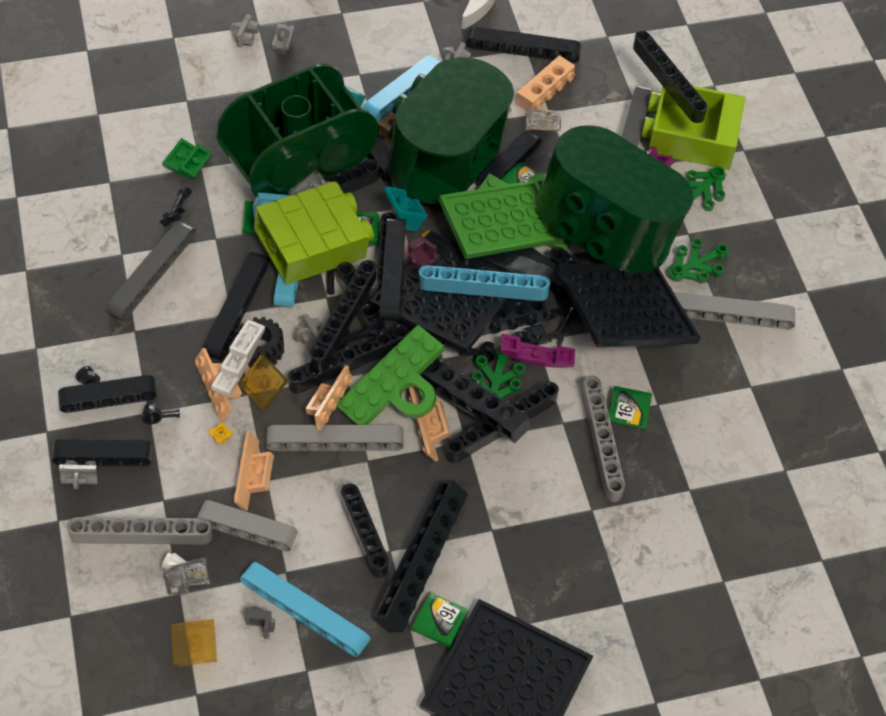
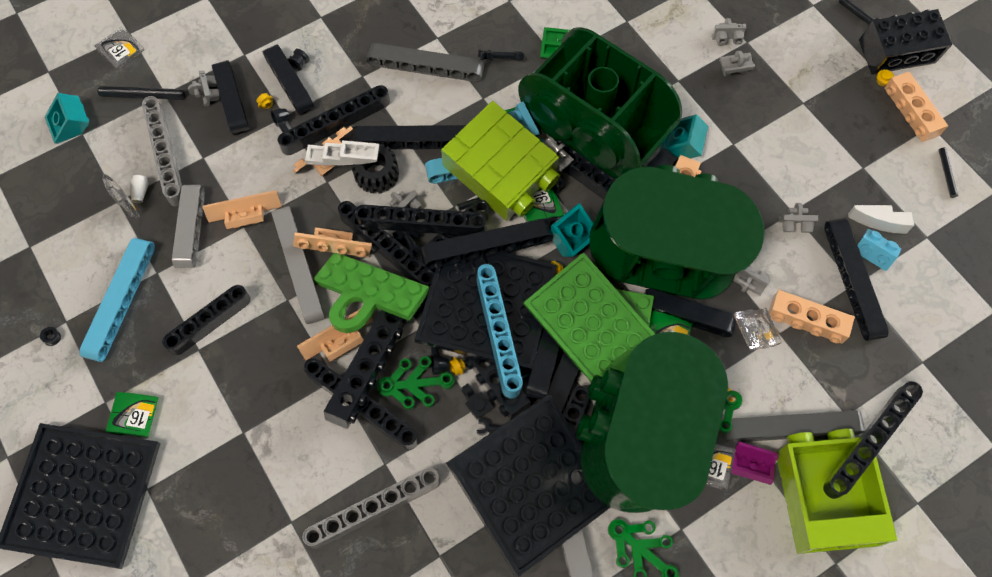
camera: 75 degrees right, 10 degrees up
(45, 623) = (66, 117): none -> teal slope
(46, 542) = (137, 92): none -> black axle
(124, 422) = (264, 101): none -> yellow plate
(182, 372) = (375, 98): none -> black beam
(193, 643) = (72, 227): clear yellow plate -> none
(220, 438) = (278, 178): yellow plate -> none
(262, 618) = (100, 270): dark grey bracket -> none
(263, 382) = (333, 185): clear yellow plate -> none
(310, 181) = (546, 134): clear wing -> none
(319, 692) = (50, 330): none -> black bush
(382, 102) = (762, 195): medium azure beam -> none
(420, 556) = (136, 371): black brick -> none
(422, 252) = (518, 262): clear pink panel -> none
(493, 337) = (457, 366): none -> yellow plate
(507, 19) = (878, 249): none -> medium azure bracket
(537, 355) = (453, 410): magenta slope -> none
(630, 407) = (421, 526): slope -> none
(716, 176) = (753, 528): green plant -> none

